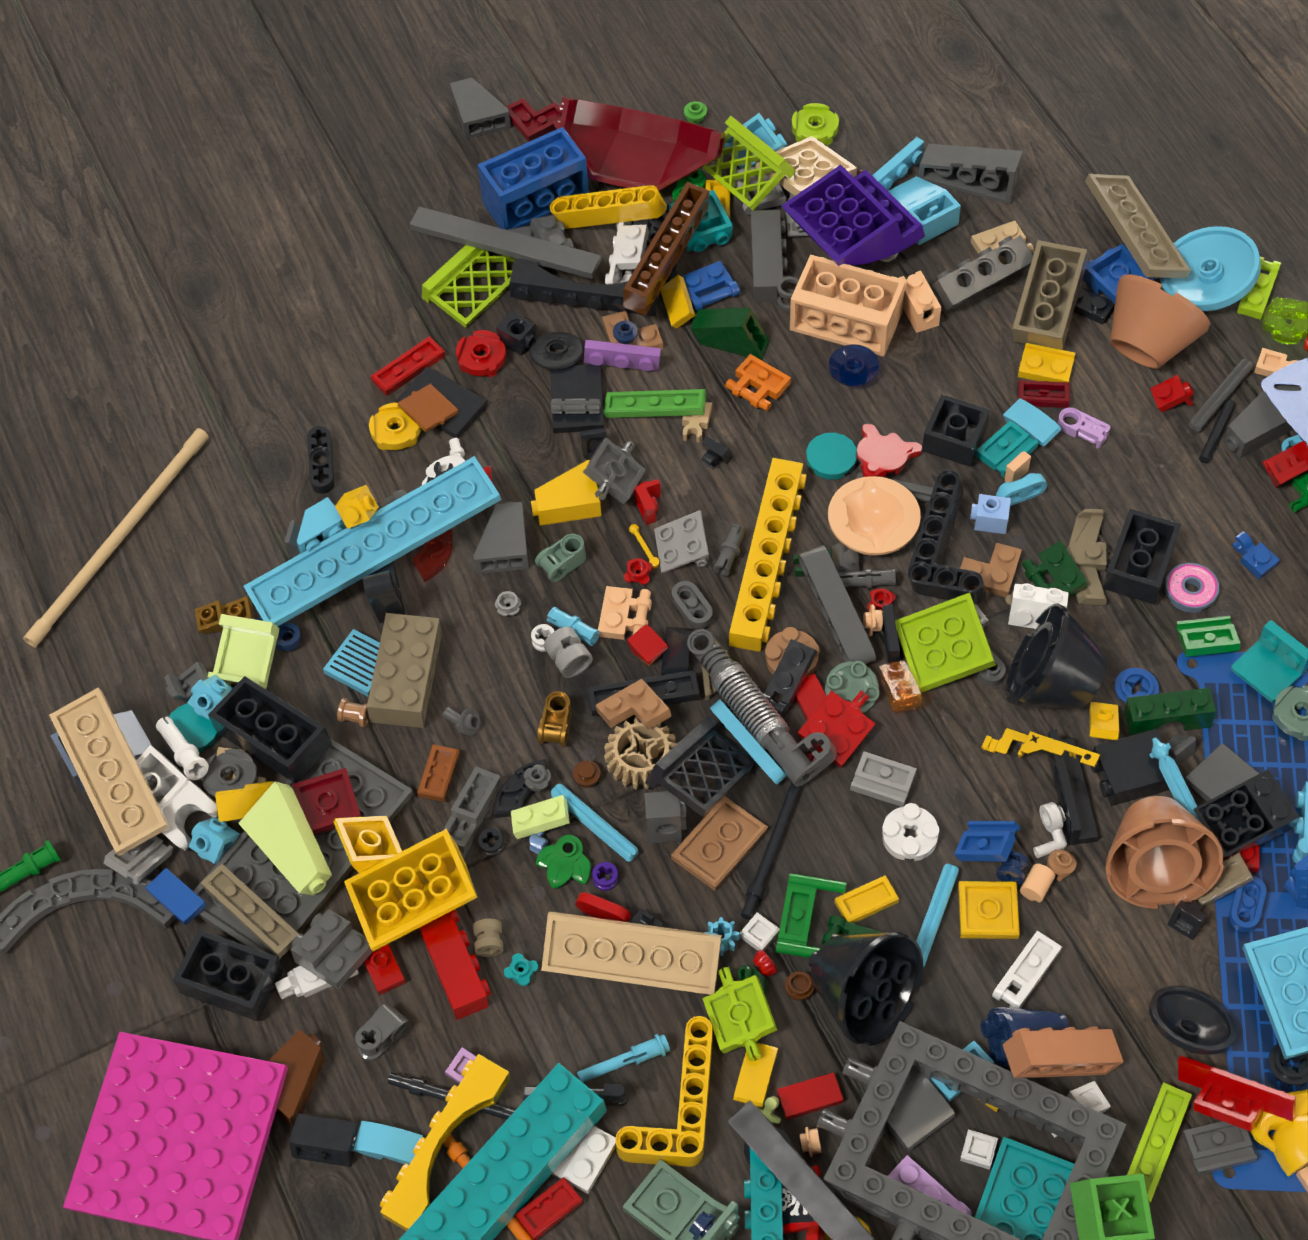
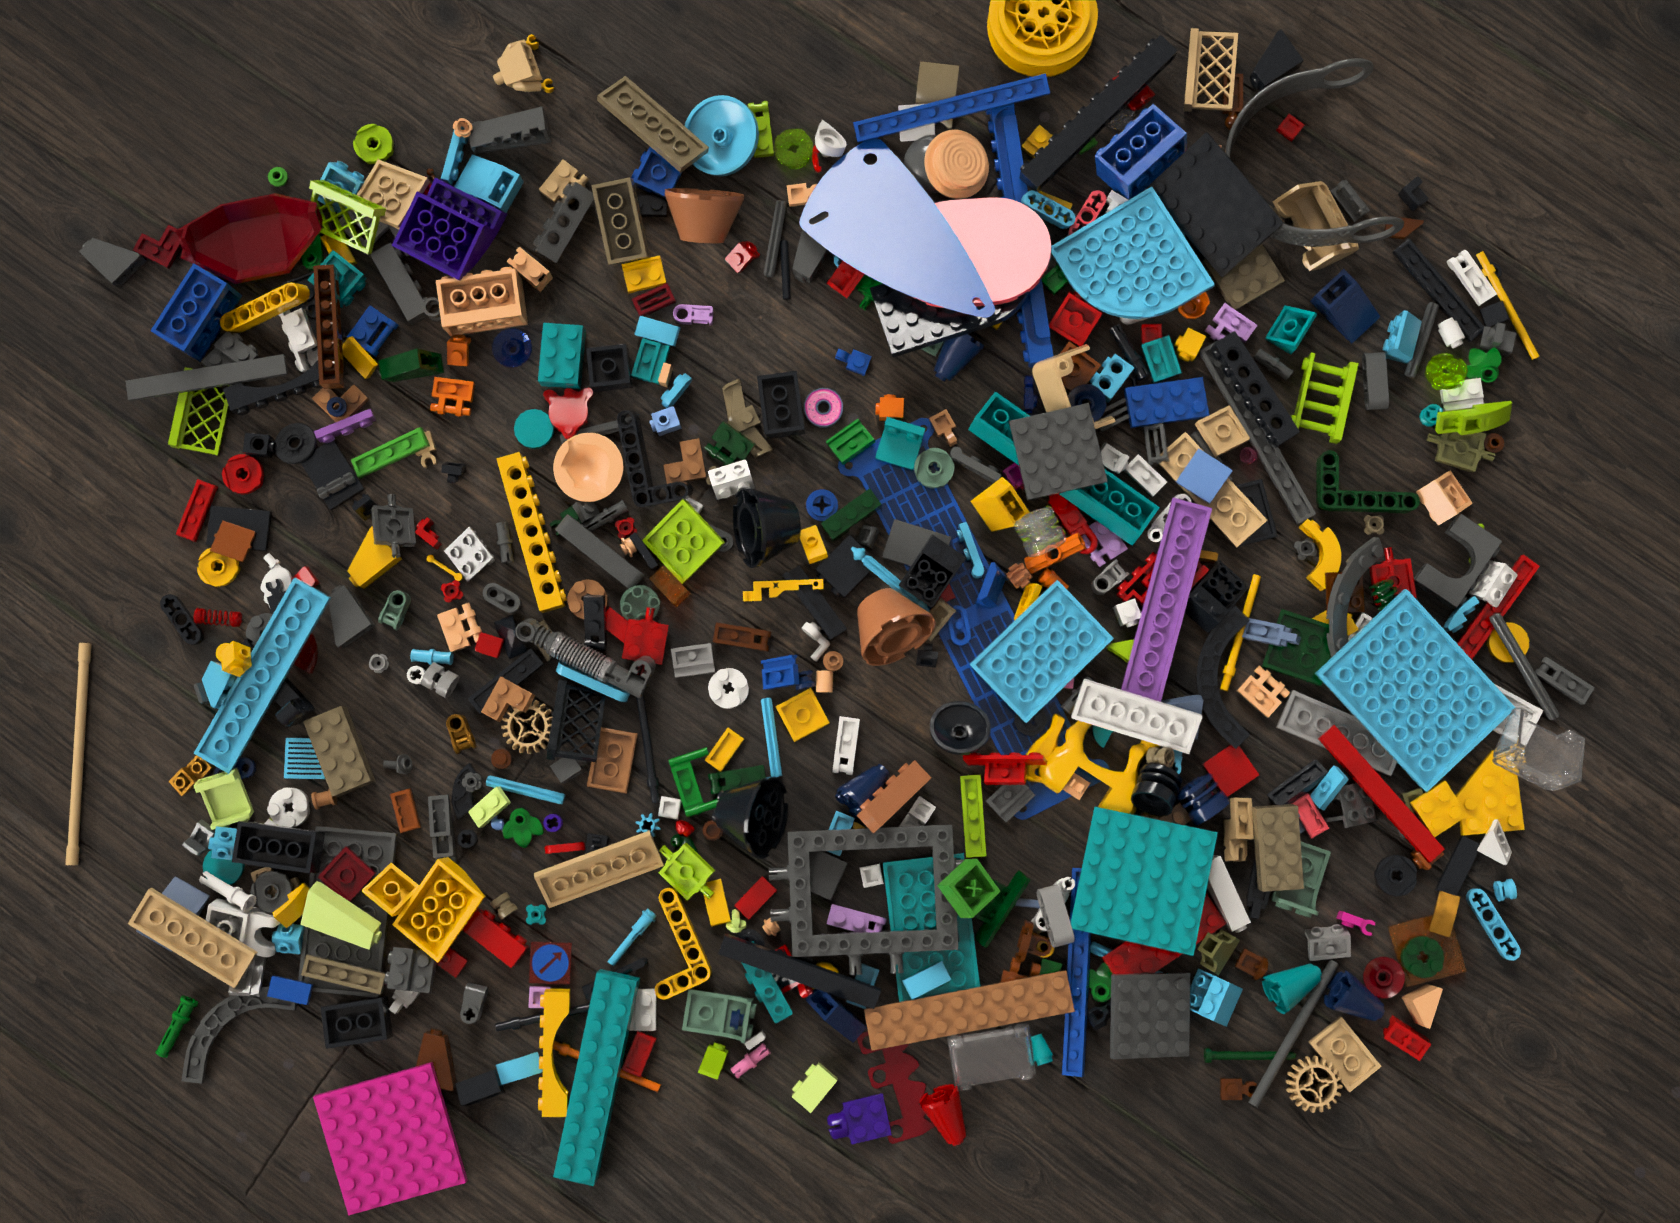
camera: 25 degrees left, 25 degrees up
(313, 690) = (300, 805): none -> white plate
(347, 465) = (200, 615): none -> red piece
(504, 1034) = (550, 962): none -> piece
(791, 343) = (458, 350): none -> orange bracket
(906, 396) = (562, 355): none -> teal brick
(924, 136) = (462, 123): none -> light nougat plate
(958, 782) = (741, 636): none -> reddish brown plate
(1015, 122) = (520, 68): none -> tan torso
(1279, 614) = (890, 407): none -> orange brick

